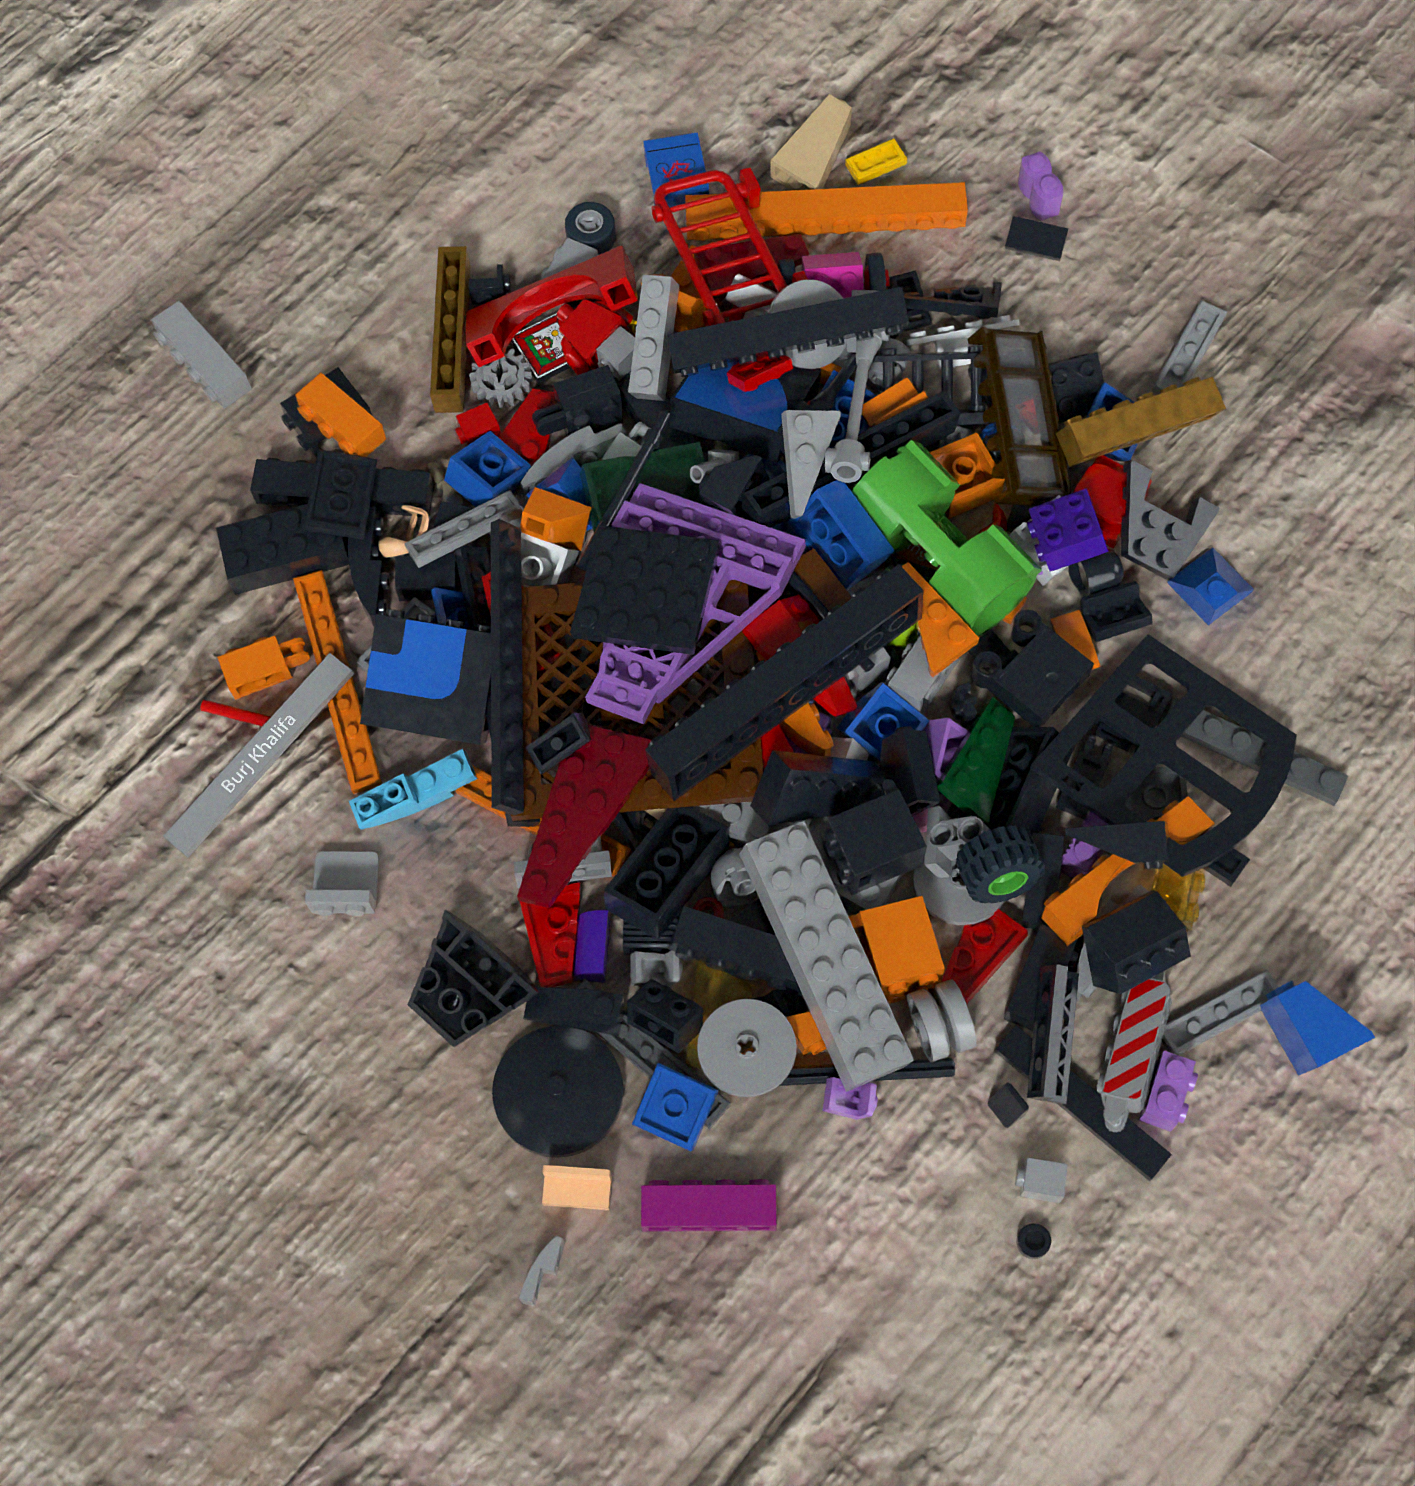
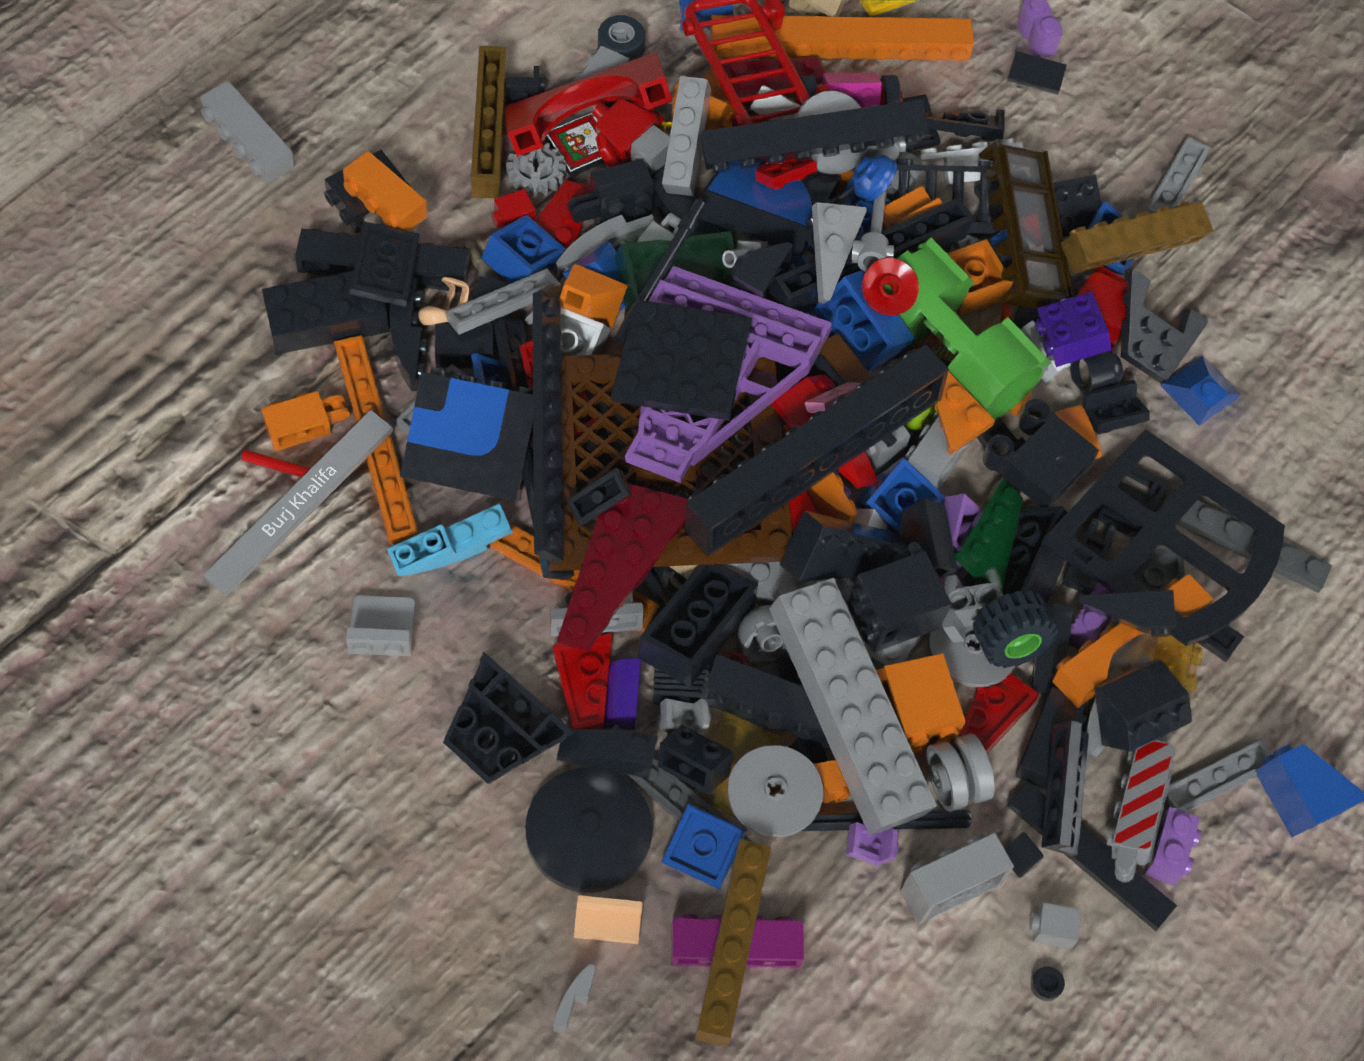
camera: 10 degrees left, 5 degrees down
(700, 1212) = (733, 944): none -> pearl gold brick
(794, 628) = (826, 400): none -> bright pink tile
(851, 374) = (873, 177): none -> blue piece
(879, 491) = (900, 279): none -> red dish
(936, 1133) = (956, 877): none -> light grey brick
(963, 705) = (975, 484): black plate -> none

